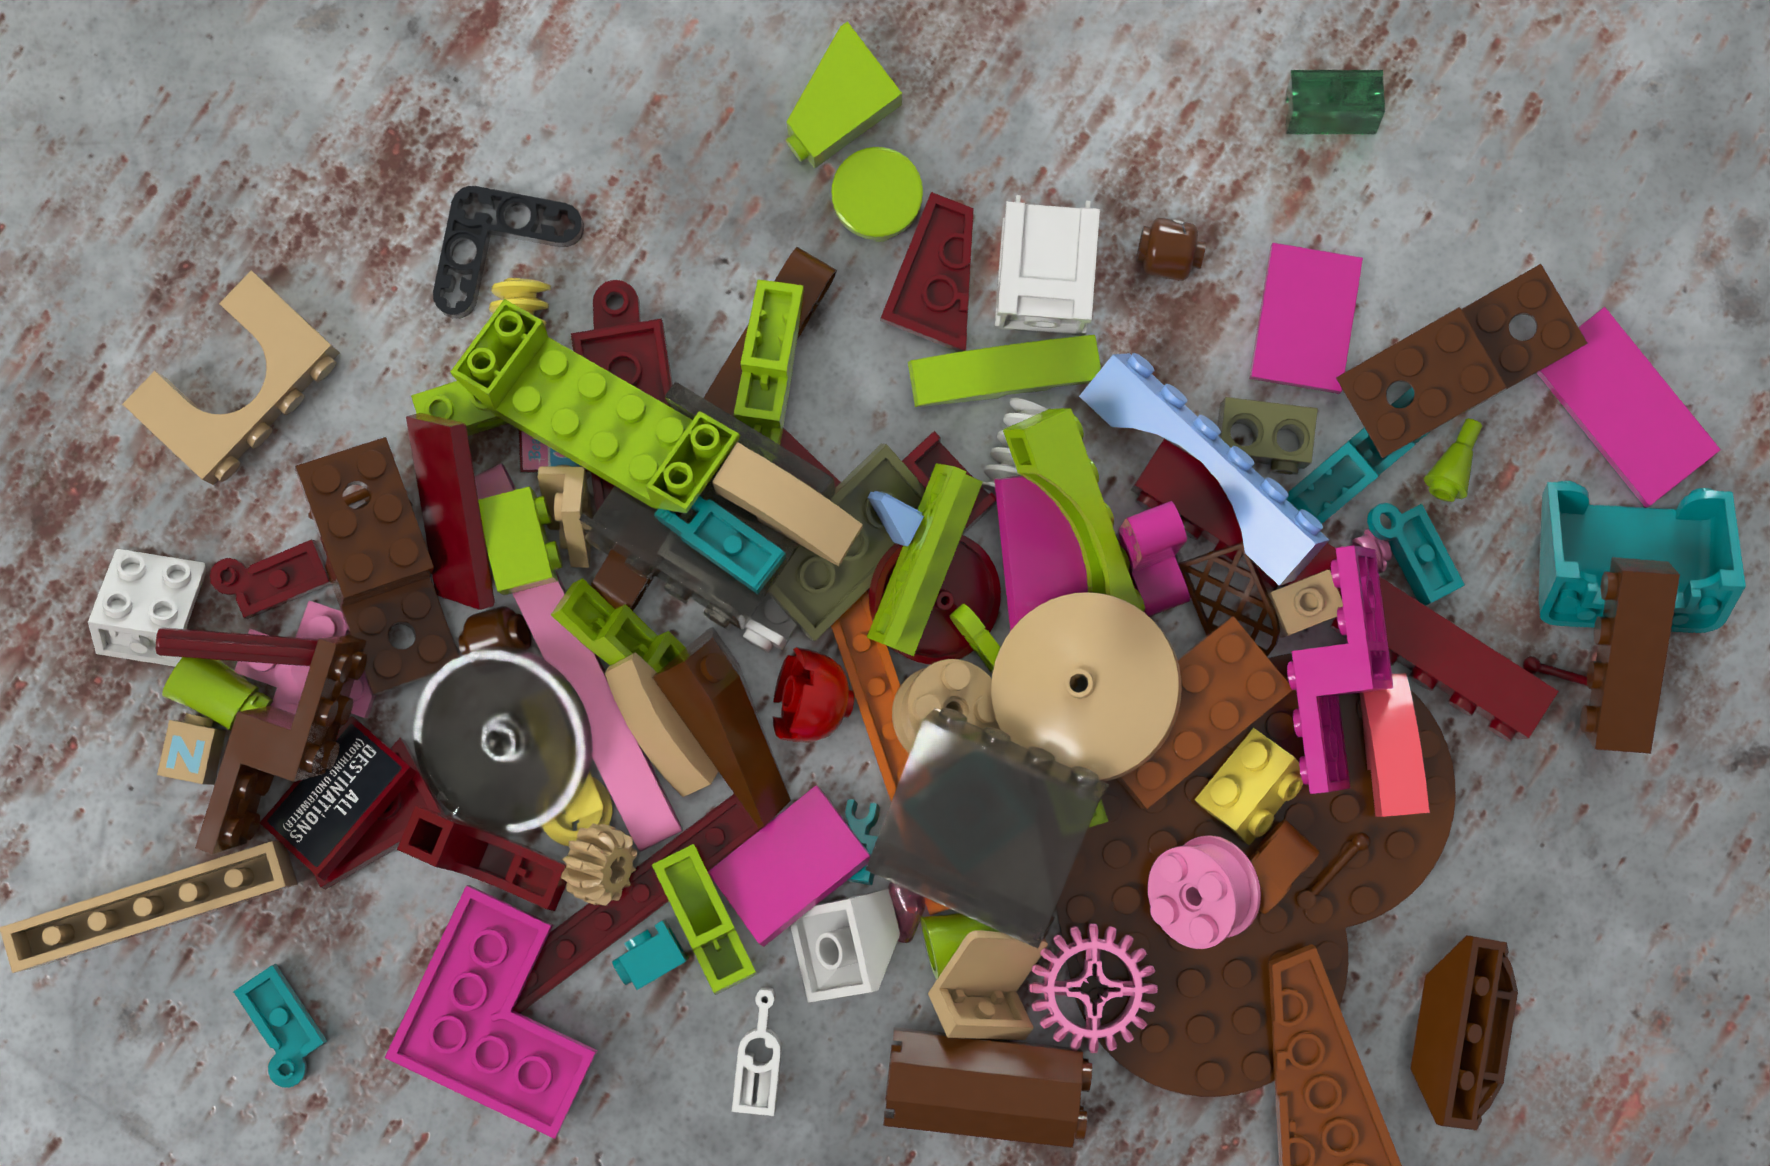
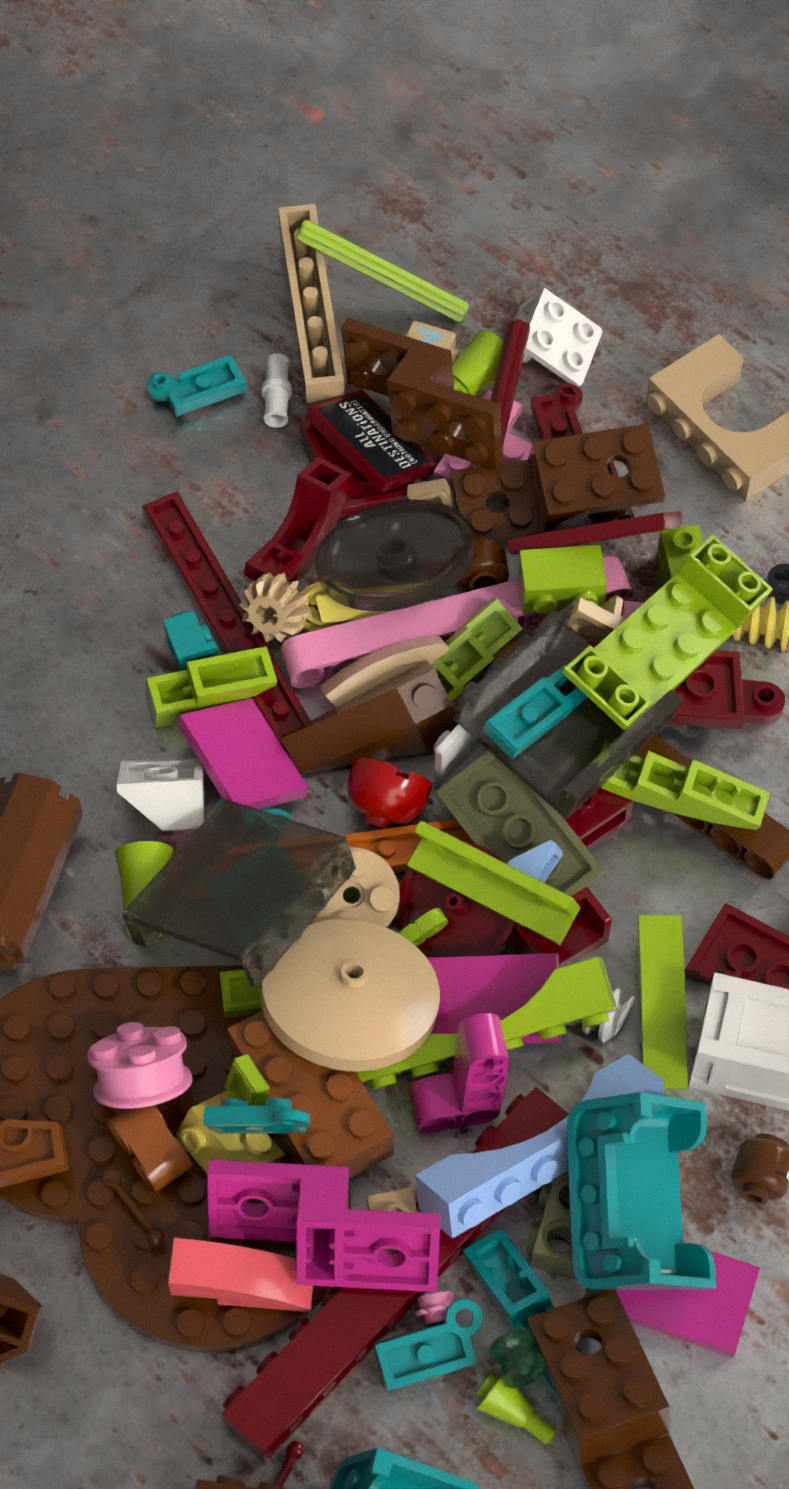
camera: 100 degrees right, 25 degrees down
(87, 827) = (382, 271): none -> lime axle
(273, 926) = (276, 390): none -> white pin
(398, 705) = (433, 490): none -> tan tile
(465, 1024) = (161, 500): dark pink plate -> none
(747, 1066) = (82, 710): white piece -> none
(786, 504) = (558, 763): tan slope -> none
(980, 986) = (96, 881): tan bracket -> none
(1133, 988) = (45, 959): bright pink gear -> none
(1205, 776) = (246, 1082): none -> lime tile
(1253, 574) = (414, 1140): reddish brown window -> none
(1253, 744) = (237, 1117): none -> teal hinge
(1259, 371) = (629, 1193): none -> teal windscreen
(1425, 461) = (517, 1358): none -> clear green wheel

